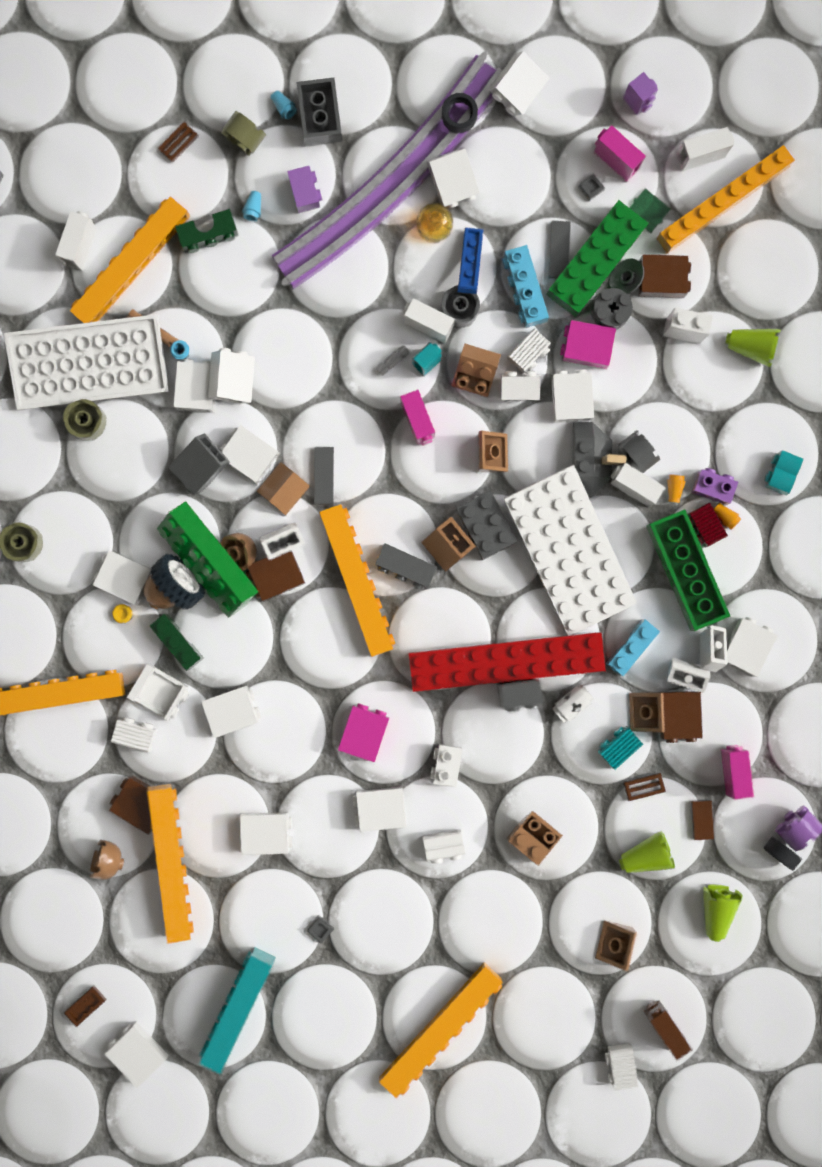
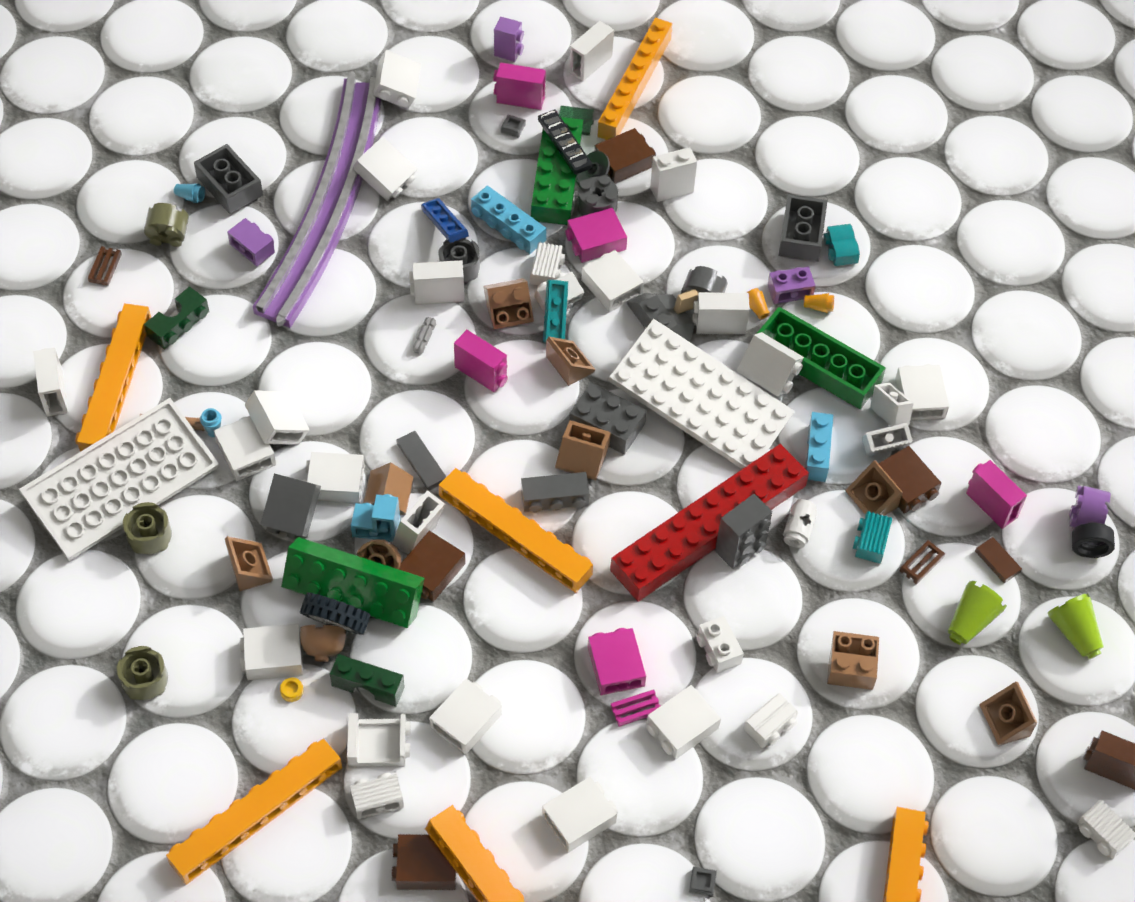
camera: 30 degrees left, 30 degrees down
(144, 491) = (248, 563): none -> medium nougat slope
(252, 208) = (209, 280): medium azure cone -> none
(256, 512) = (376, 520): none -> medium azure brick
(356, 783) = (633, 700): none -> dark pink tile
(427, 358) = (457, 312): teal brick -> none
(434, 222) = (390, 213): clear yellow cylinder -> none
(459, 98) = (359, 130): black tyre -> none
(505, 404) = (555, 309): none -> teal tile
(559, 247) = (516, 180): dark grey tile -> none
(615, 241) = (565, 142): none -> tile
(643, 556) = (770, 364): none -> white brick
(707, 525) = (811, 312): dark red brick -> none
(754, 343) = (741, 163): lime cone -> none
(761, 439) = (803, 228): none -> dark grey brick

